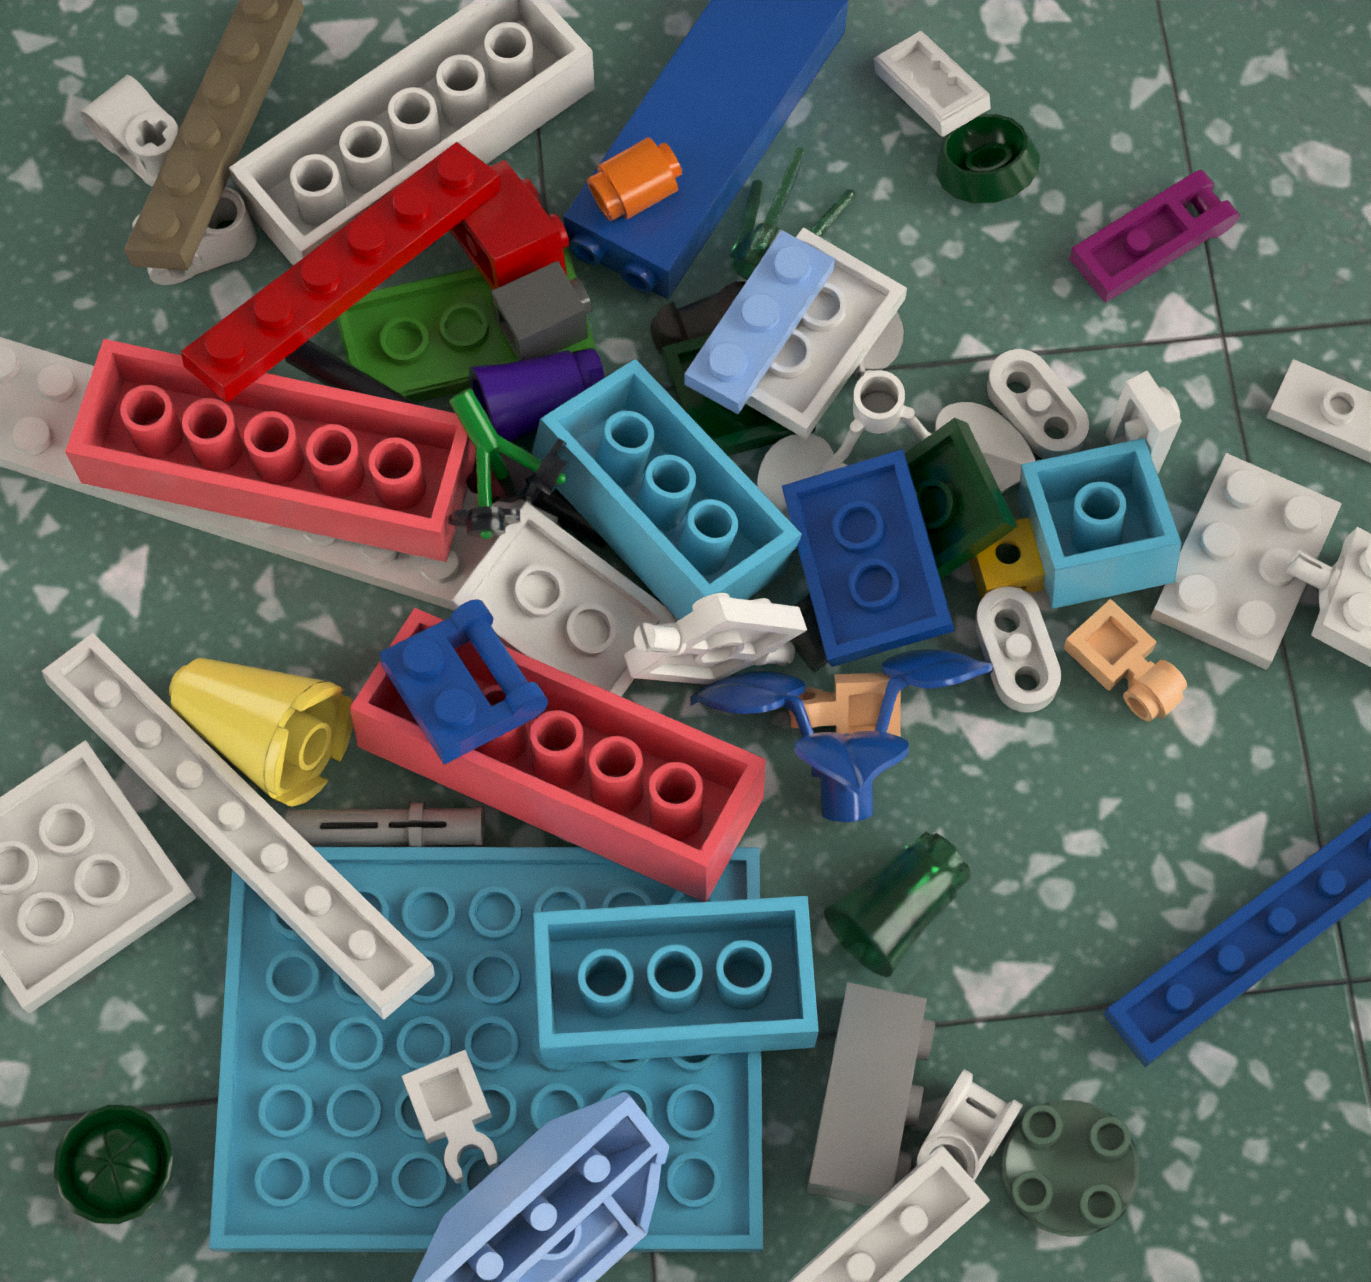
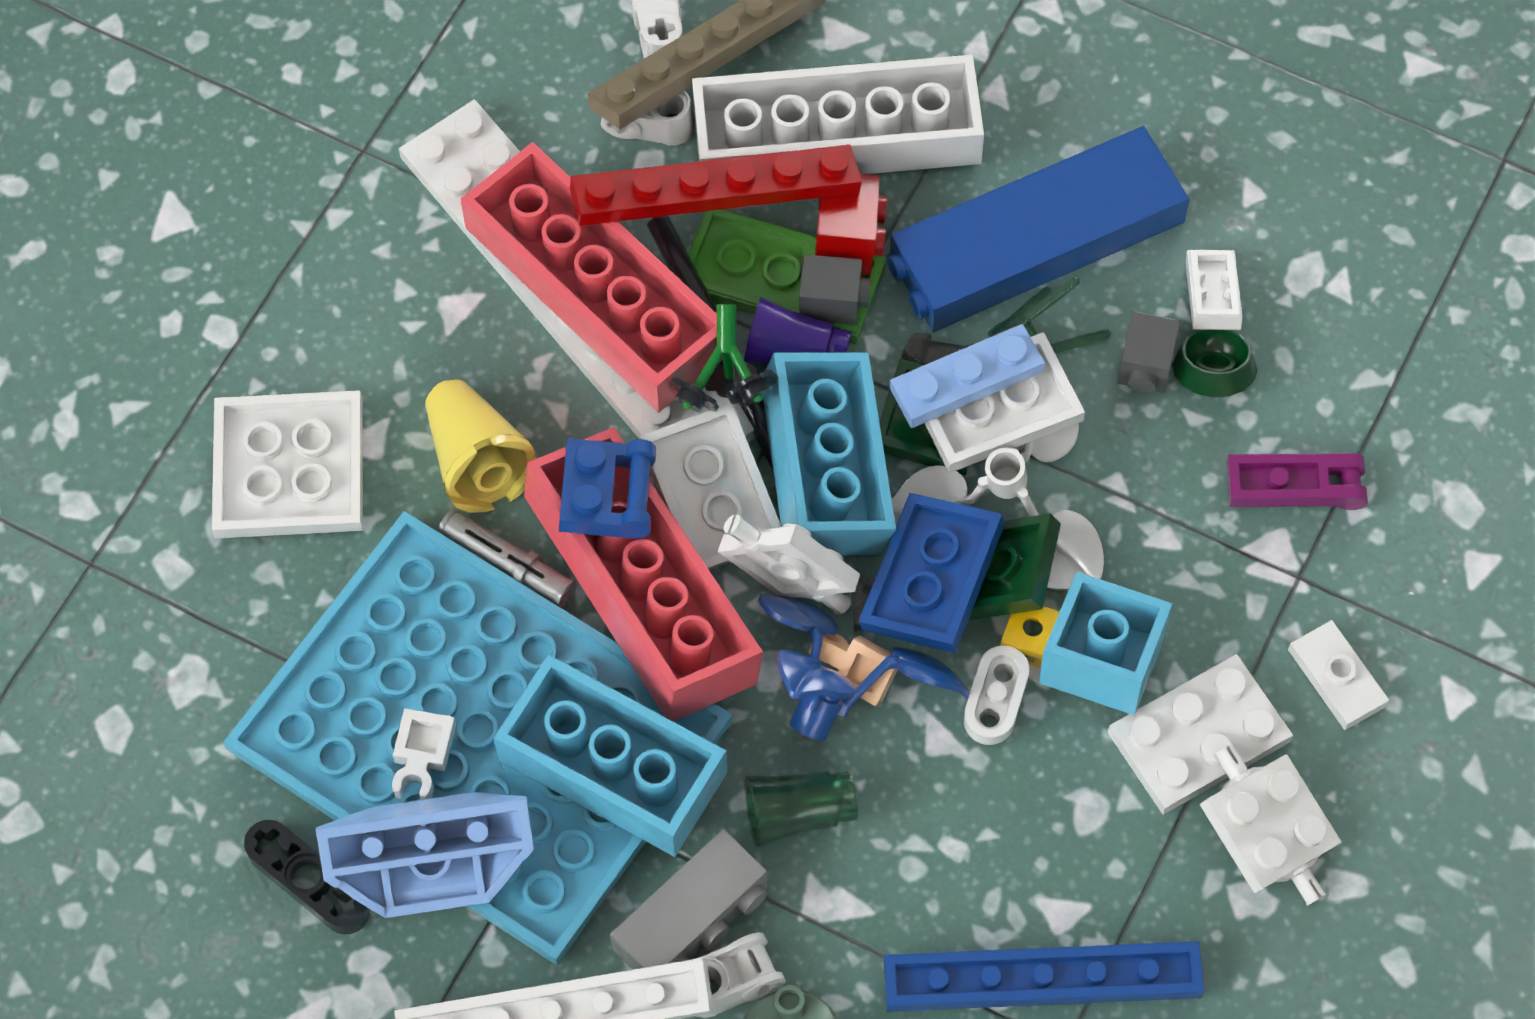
camera: 35 degrees right, 5 degrees down
(113, 1164) = (202, 658): dark green hat -> none
(240, 826) = (414, 498): white plate -> none
(635, 179) = (950, 235): orange brick -> none
(914, 188) = (1148, 352): none -> dark grey brick
(1042, 406) = (1130, 548): white plate -> none
(1116, 648) = (1064, 734): light nougat plate -> none
(1145, 413) = (1186, 593): white plate -> none

